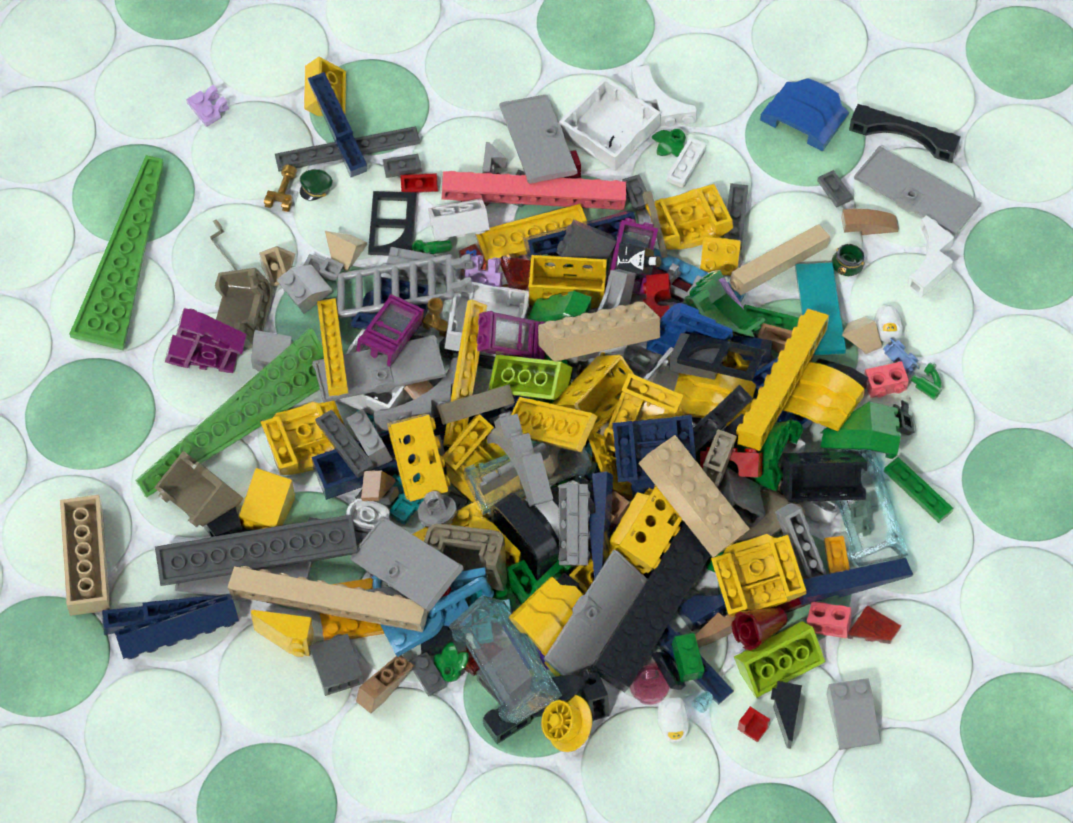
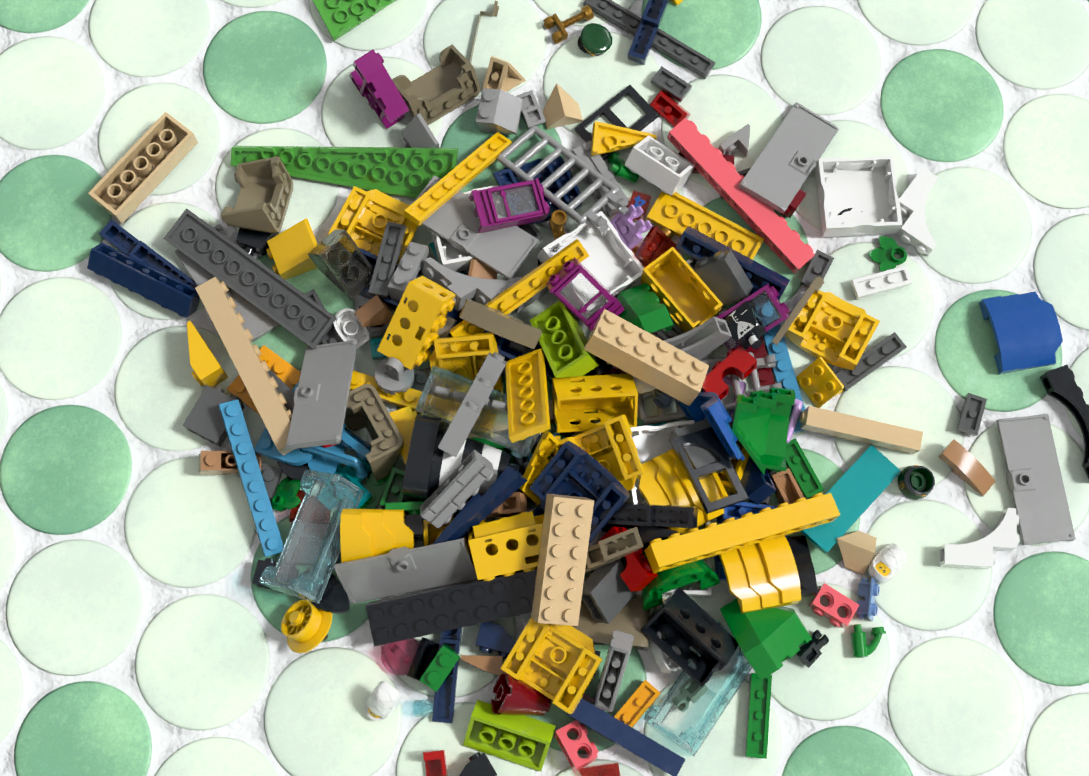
camera: 45 degrees right, 15 degrees up
(316, 471) = (343, 263): none -> clear smoke slope
(405, 232) = (612, 138): none -> yellow wing
(415, 672) = (251, 478): none -> dark azure plate
(594, 691) = (347, 628): black torso -> none
(633, 355) = (662, 399): none -> sand blue cone

